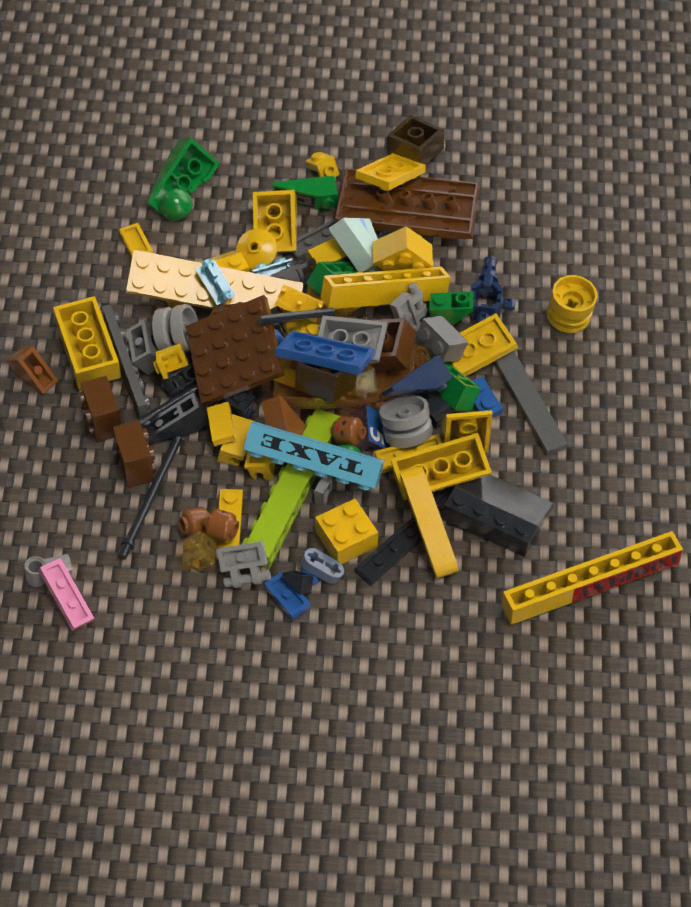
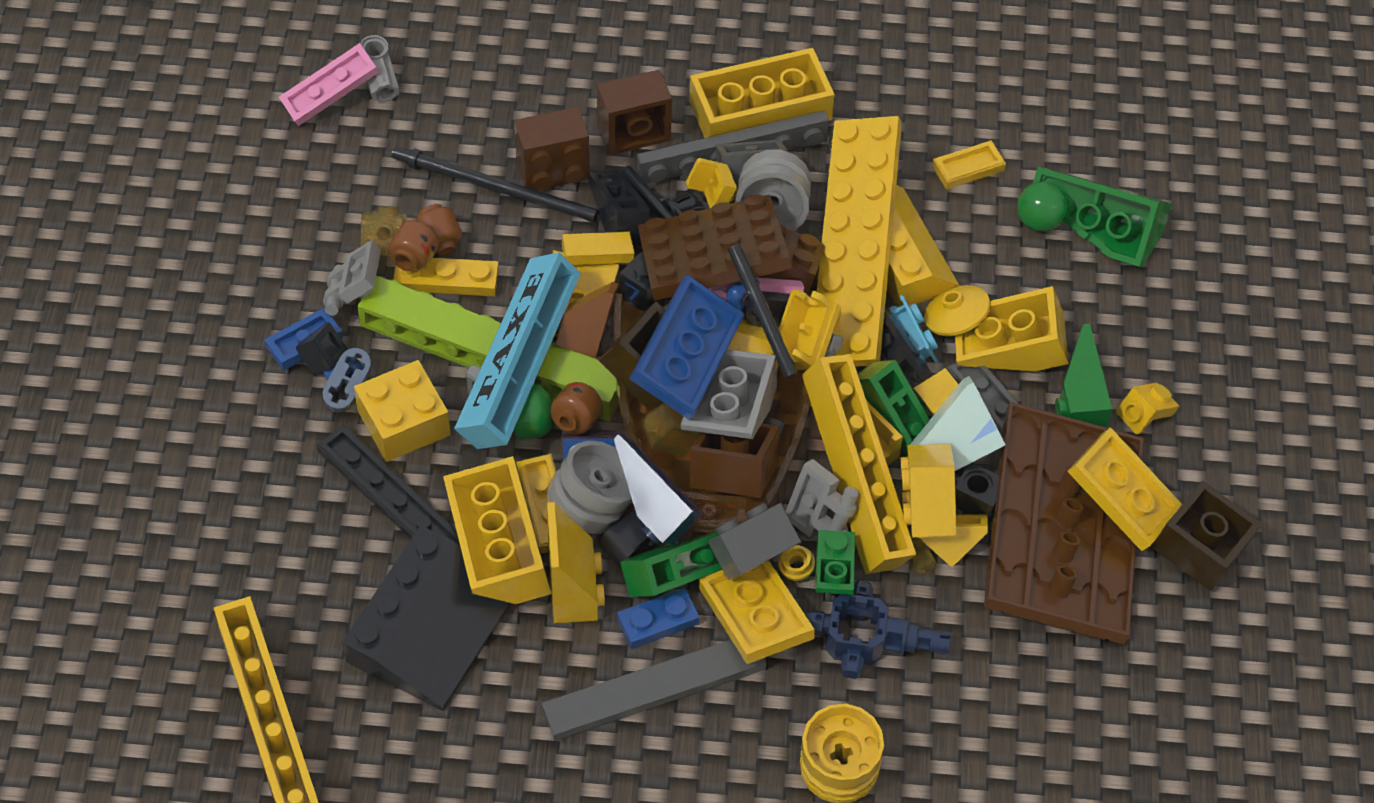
camera: 90 degrees right, 0 degrees up
(32, 369) = (718, 42): dark orange slope -> none
(215, 282) = (852, 227): medium azure hinge -> none
(429, 522) = (395, 506): yellow beam -> none

